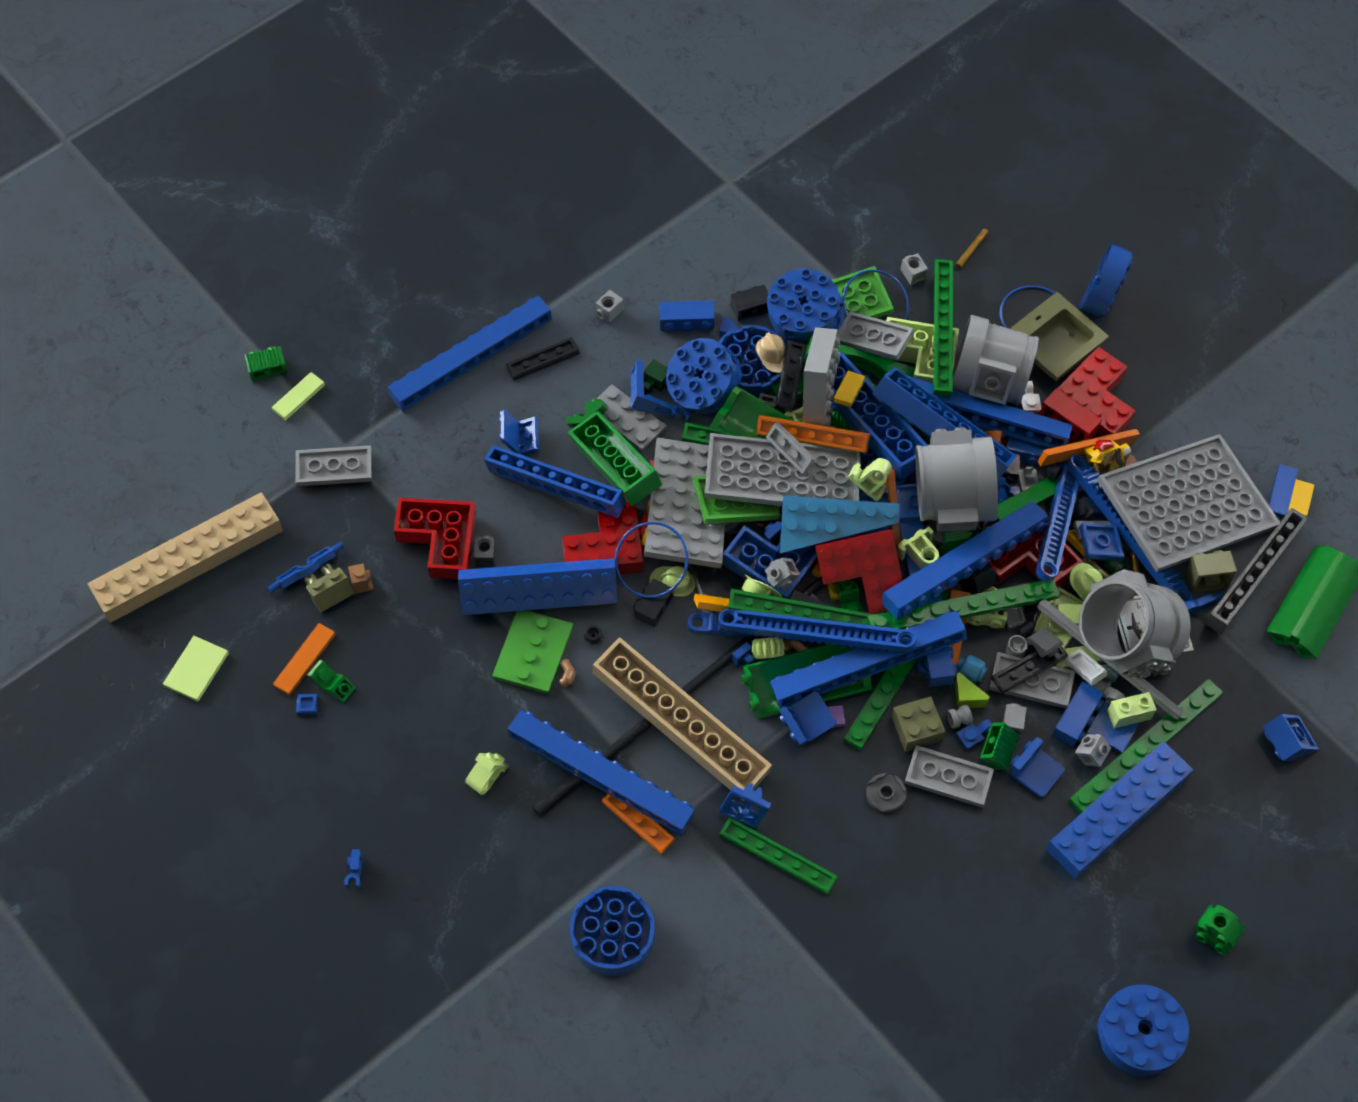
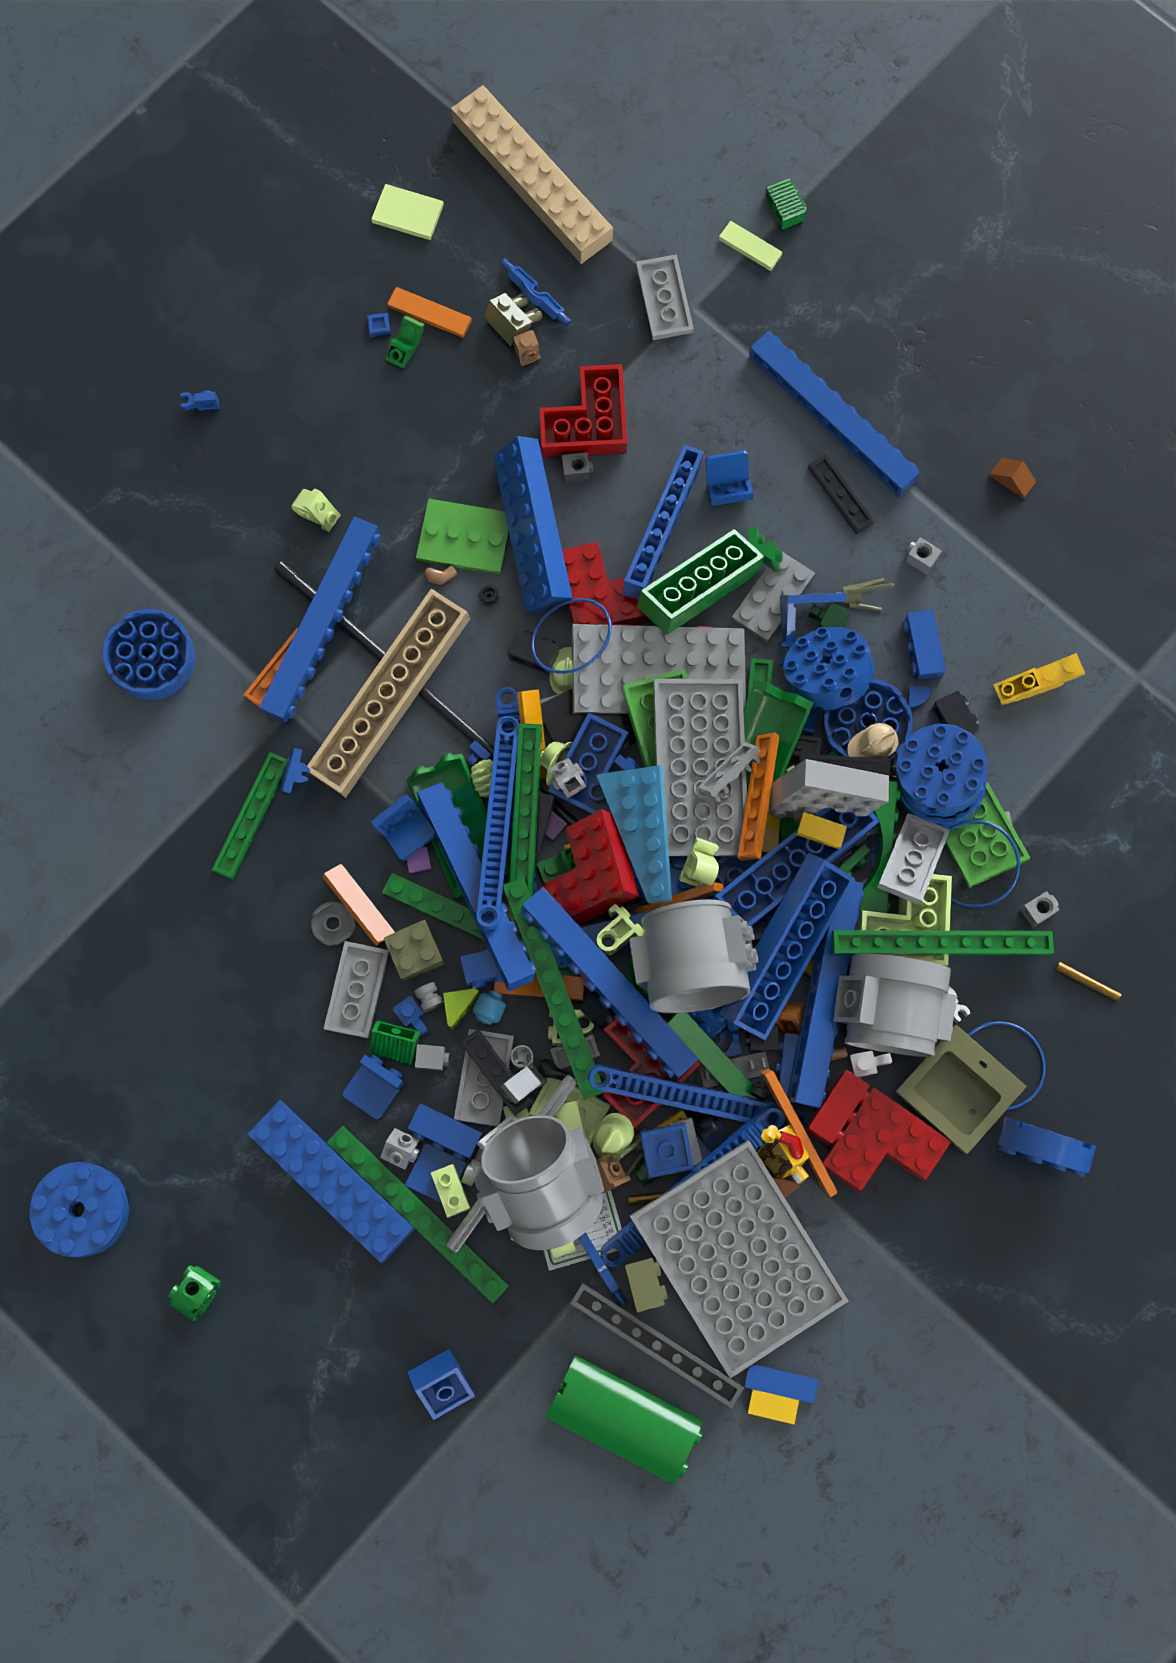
camera: 85 degrees right, 15 degrees up
(548, 237) = (1014, 476): none -> dark orange slope
(631, 359) = (853, 593): none -> olive plant
(726, 242) = (1039, 680): none -> yellow slope
(871, 768) = (358, 904): none -> tile

